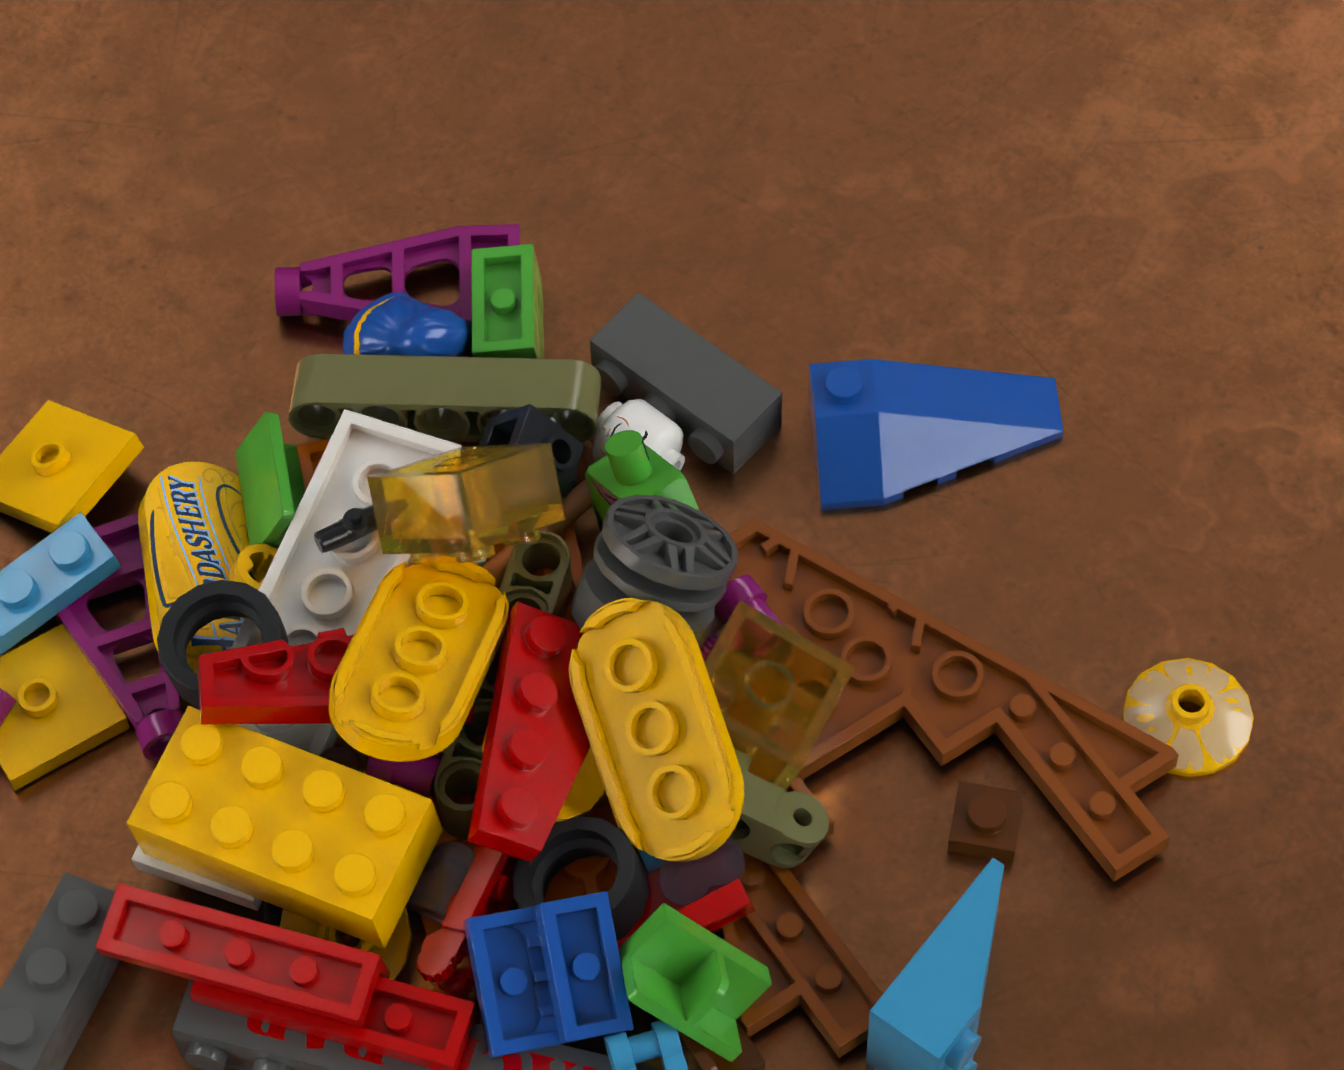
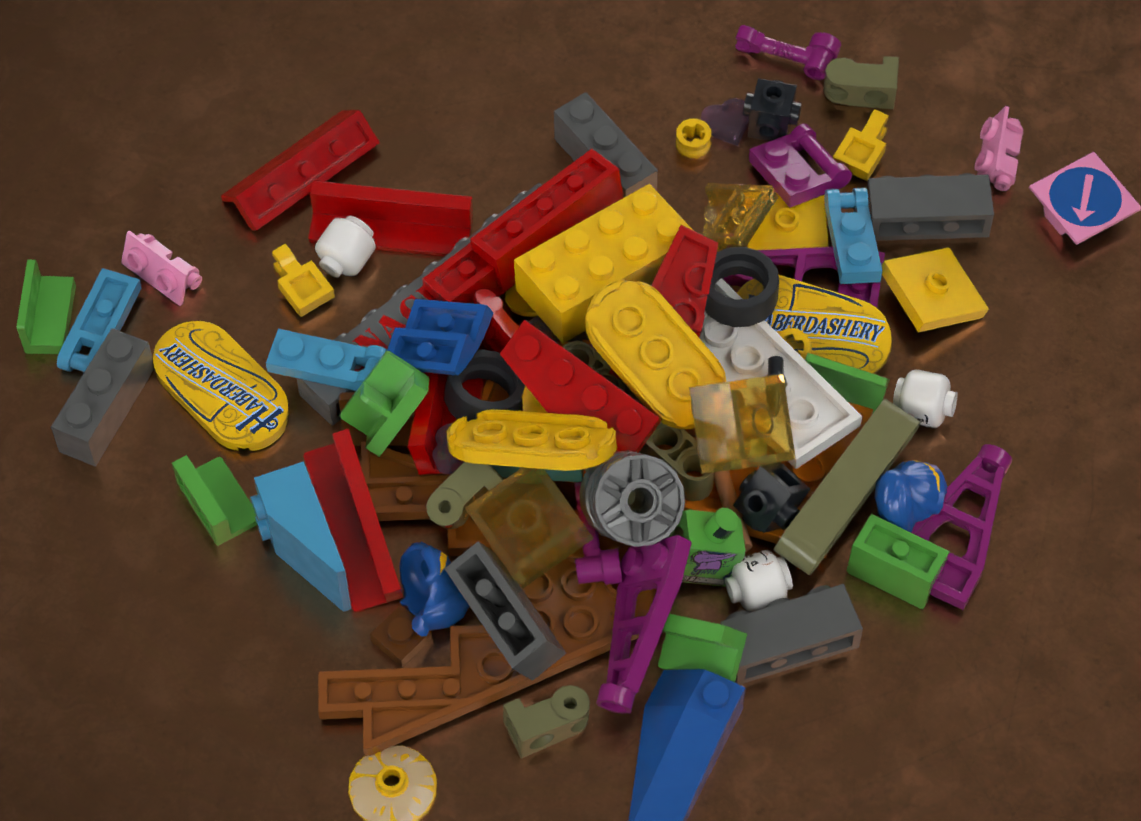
camera: 120 degrees right, 0 degrees up
(76, 753) = (736, 212): none -> clear yellow wing
(239, 393) = (925, 397): none -> white head
(730, 489) = (641, 570): none -> magenta plate
(779, 452) = (701, 645): none -> bright green panel
(831, 993) = (353, 522): none -> red panel
(900, 665) = (505, 611): none -> dark grey brick
(910, 805) = (429, 589): none -> blue hair
(986, 579) = (547, 720): none -> olive leg

